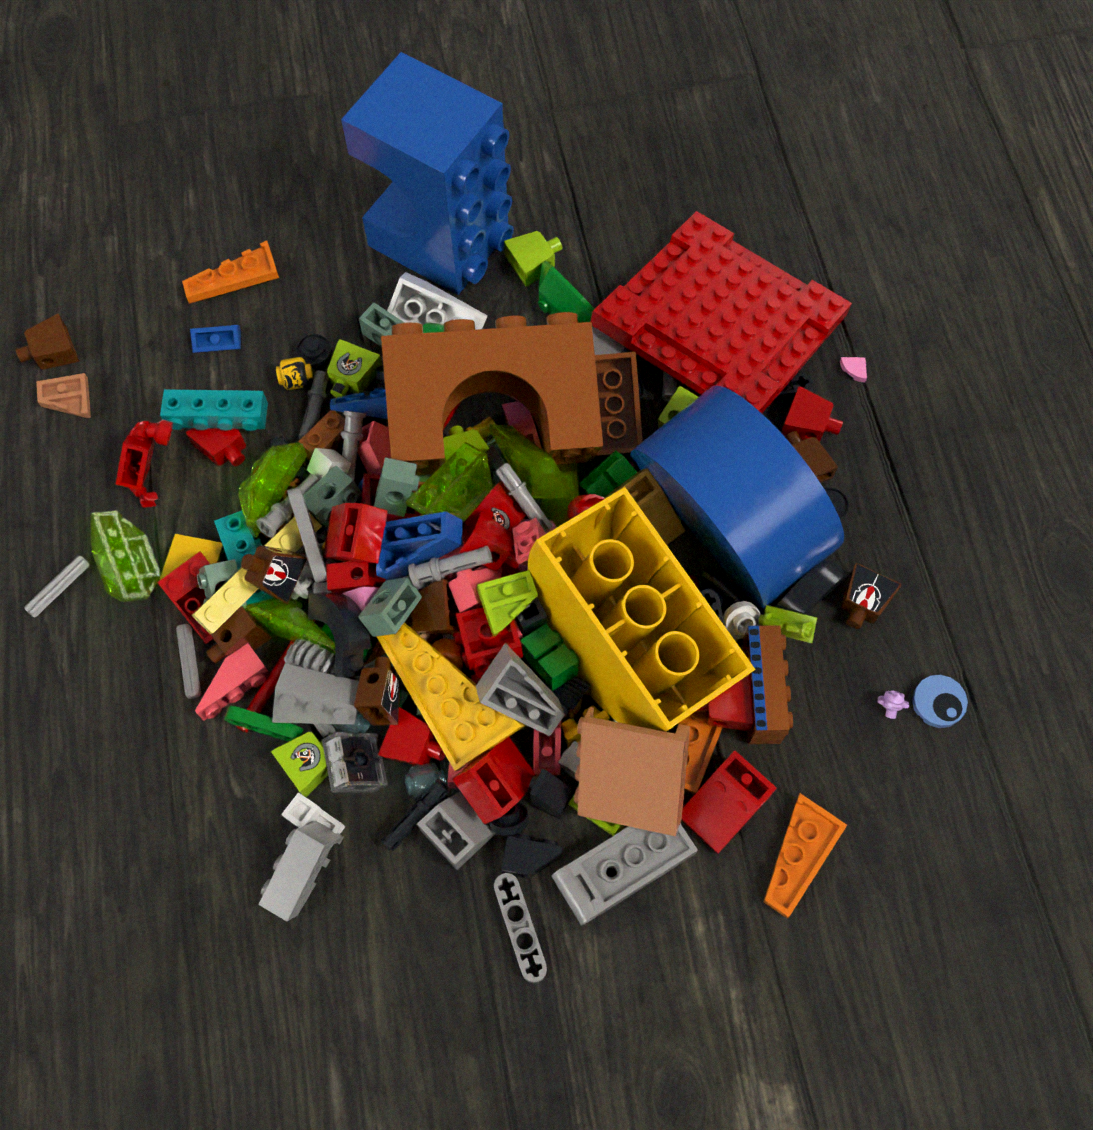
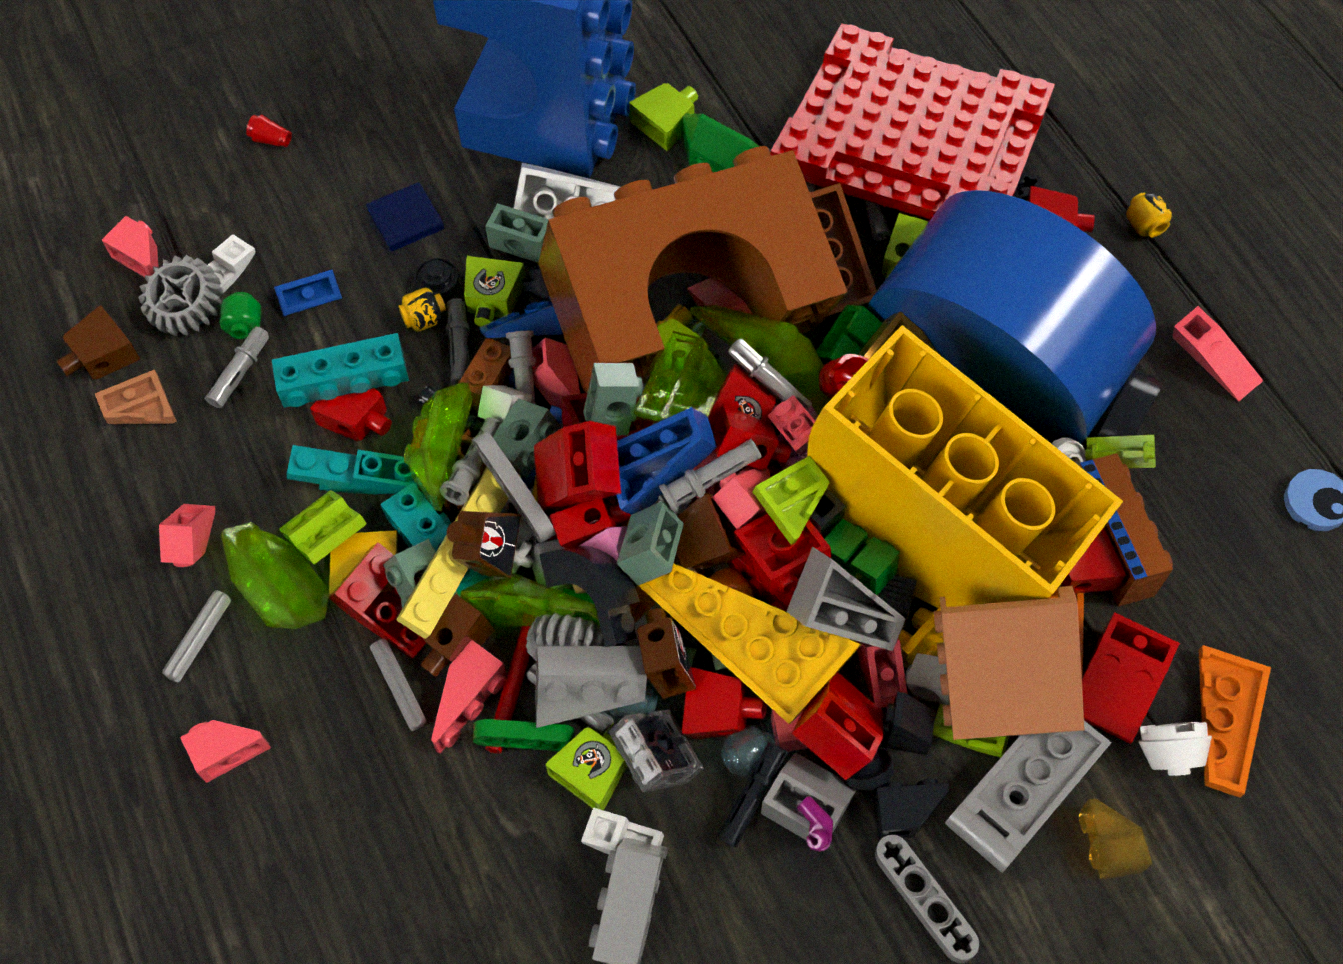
camera: 15 degrees left, 5 degrees down
(47, 675) = (221, 747): none -> coral slope
(70, 506) = (186, 534): none -> coral slope
(98, 272) = (133, 246): none -> coral slope
(122, 313) = (167, 309): none -> light grey gear
(137, 457) = (258, 449): red torso -> none
(146, 385) = (237, 367): none -> light grey axle
(159, 345) = (240, 314): none -> green head
(164, 301) = (231, 260): none -> white slope
(169, 526) = (322, 526): none -> lime slope
(199, 488) = (349, 473): none -> teal slope
(223, 200) = (267, 131): none -> red cone
(245, 271) = (316, 209): orange wing -> none
(306, 294) = (405, 216): none -> clear blue tile
(451, 853) = (820, 824): none -> magenta arm
(676, 925) = (1115, 841): none -> clear yellow slope
(747, 866) = (1176, 746): none -> white cone
(854, 367) = (1081, 154): bright pink tile -> none
(867, 595) = (1192, 400): torso -> none
(889, 432) = (1149, 214): none -> yellow head
(893, 702) = (1268, 513): lavender plant -> none
(900, 562) = (1216, 353): none -> coral slope

